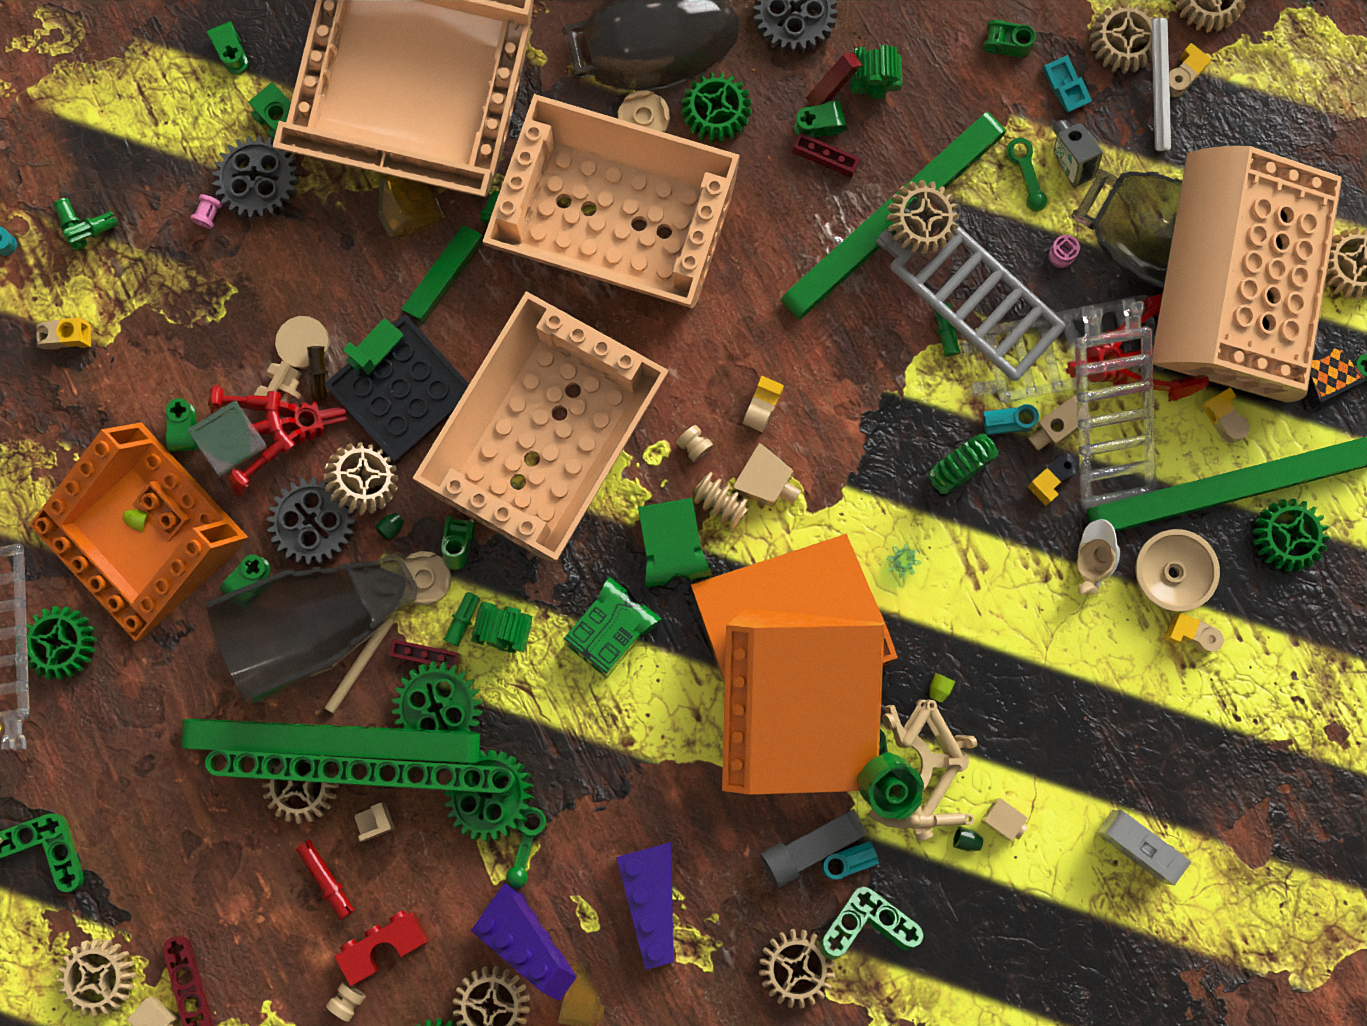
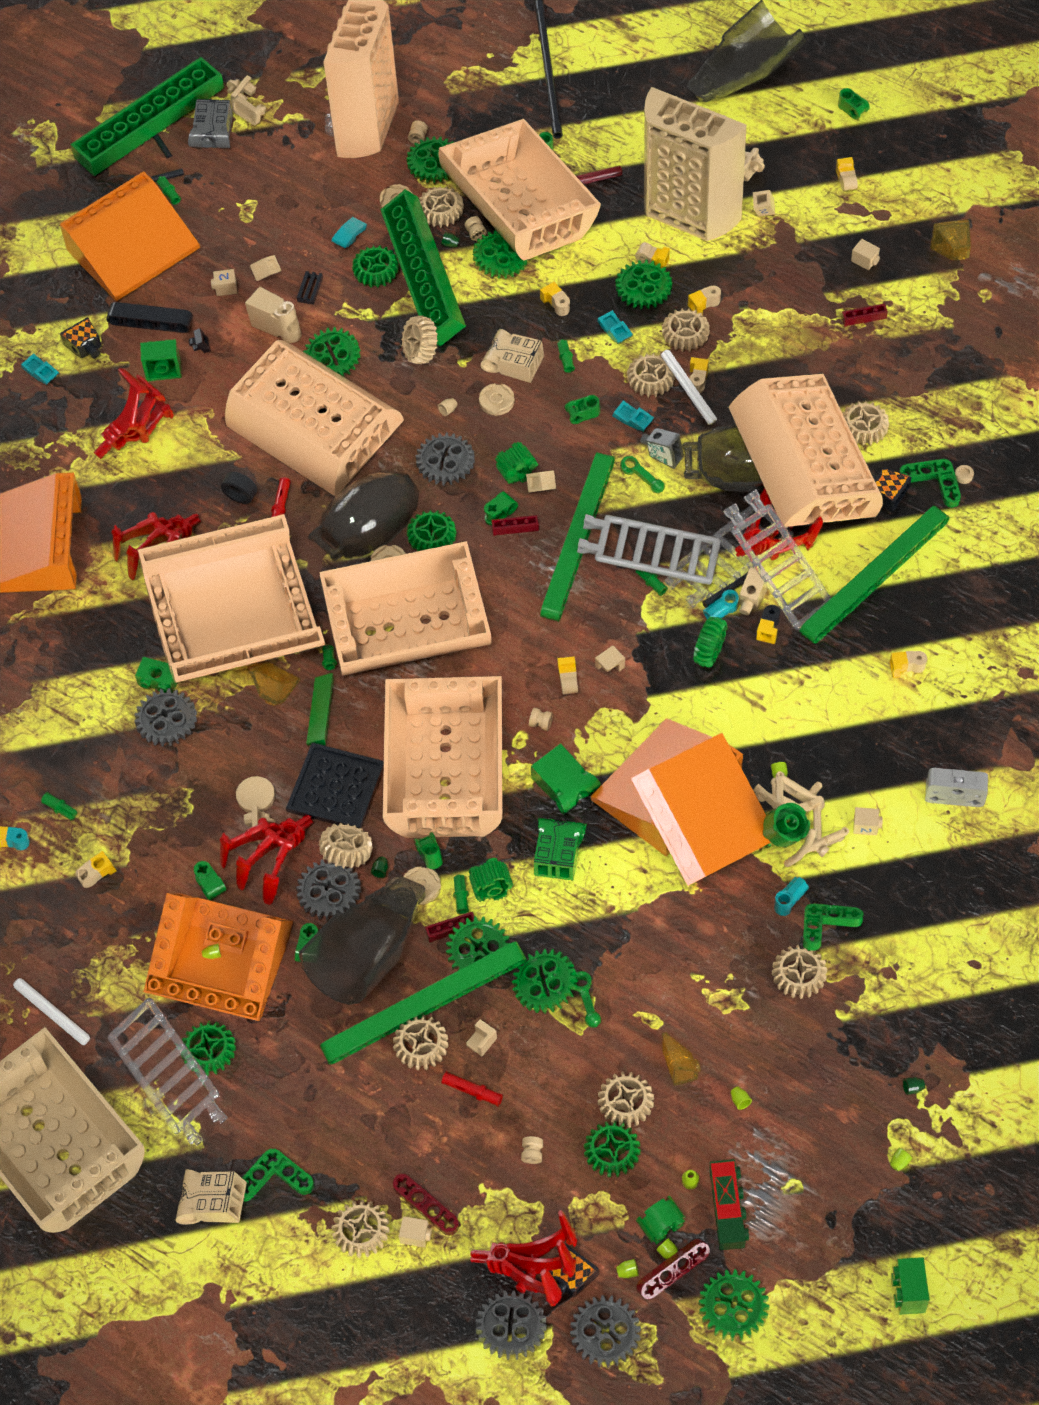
camera: 30 degrees left, 20 degrees down
(90, 228) = (76, 799): green axle -> none
(206, 211) = (145, 752): bright pink bush -> none
(227, 438) = (250, 856): clear tile -> none
(228, 47) = (100, 654): green piece -> none
(317, 371) = (276, 803): dark brown axle -> none
(347, 769) = (451, 1012): green beam -> none
(358, 666) = (412, 958): tan bar -> none
(358, 959) = (541, 1090): red arch -> none
(373, 347) = (306, 768): green bracket -> none
(521, 941) = (621, 1043): dark purple wedge -> none
(650, 900) = (685, 984): dark purple wedge -> none
(720, 501) = (579, 740): tan piece -> none
(766, 479) = (598, 715): tan torso -> none
(786, 862) = (753, 913): dark grey beam -> none
(826, 414) = (610, 659): none -> tan panel
(834, 79) = (494, 479): dark red piece -> none
(894, 112) = (541, 481): none -> tan panel
(910, 556) = (710, 715): clear light blue gear -> none
(921, 237) = (598, 513): tan gear -> none
(967, 840) = (852, 845): dark green hose -> none
(1036, 399) = (734, 585): none -> black bar
(1059, 255) = (692, 502): bright pink wheel -> none
(1097, 556) = (822, 649): tan hair -> none
(1191, 559) = (877, 624): tan dish -> none
(1225, 417) = (845, 540): leg -> none
(1301, 516) = (931, 576): green gear -> none

